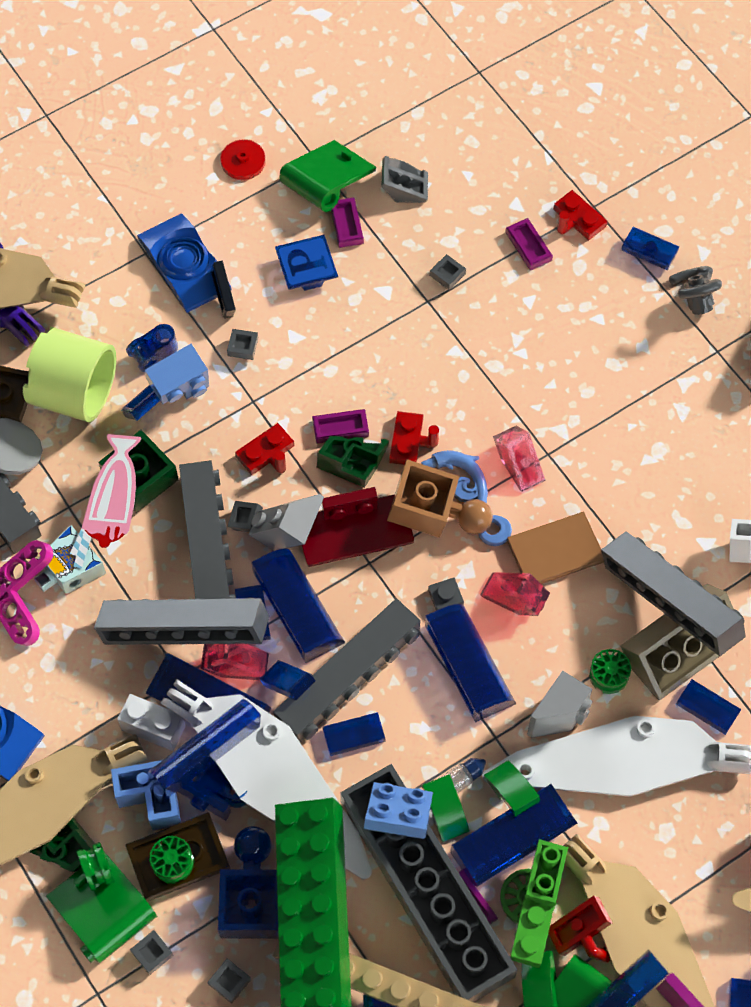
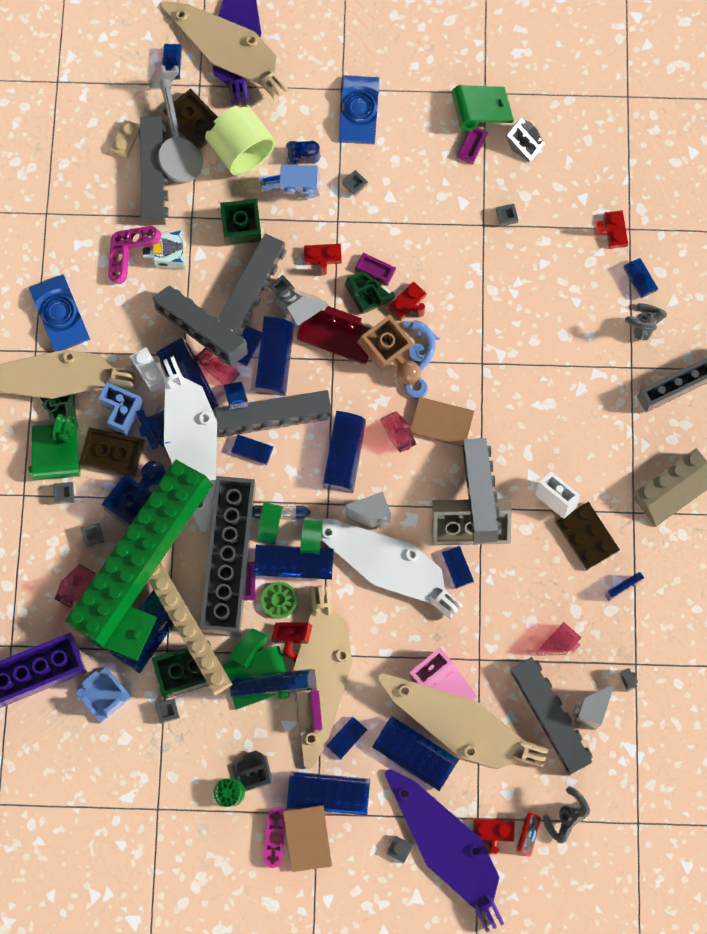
camera: 35 degrees right, 10 degrees up
(110, 501) = (211, 229): sticker -> none
(172, 859) = (105, 451): green wheel -> none
(205, 748) = (160, 404): clear blue brick -> none
(223, 289) = (366, 142): black tile -> none
(243, 159) = (441, 65): red piece -> none
(306, 263) = (428, 155): piece -> none
(398, 810) = (236, 507): medium blue plate -> none
(445, 593) = (360, 406): dark grey plate -> none
(519, 457) = (461, 355): clear pink slope -> none
(529, 244) = (570, 228): magenta tile -> none
(538, 903) = (278, 606): bright green slope -> none
(609, 671) = (417, 510): green wheel -> none

